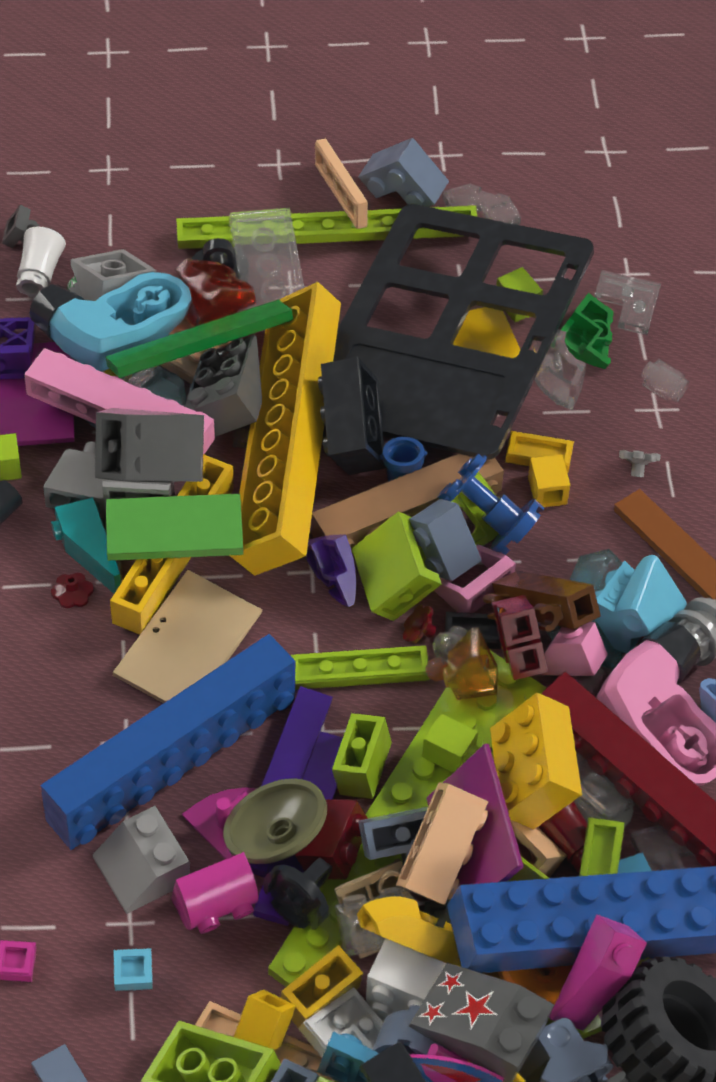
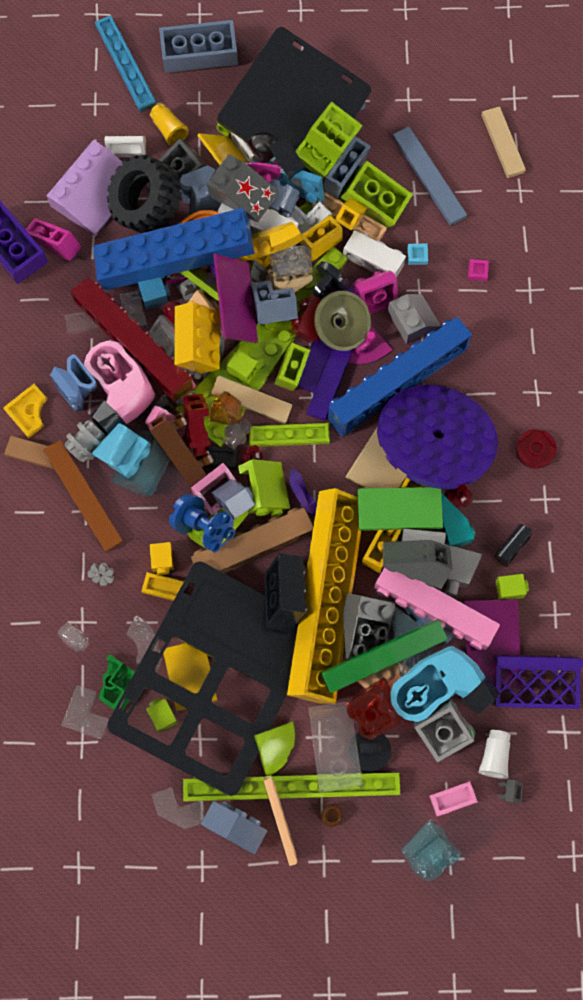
camera: 175 degrees left, 20 degrees up
(76, 606) = (447, 462): none -> dark purple plate
(101, 225) = (453, 798): none -> bright pink tile
(136, 156) = (430, 851): none -> clear light blue piece
(214, 966) = (373, 254): none -> white brick
(269, 199) = (332, 815): none -> reddish brown plate
(352, 265) = (275, 747): none -> lime brick
(402, 457) = (253, 569): blue piece -> none
(426, 704) = (254, 400): none -> tan tile
(443, 843) = (254, 285): light nougat brick -> none
(599, 971) = (176, 212): dark pink slope -> none
(602, 847) = (167, 296): lime tile -> none

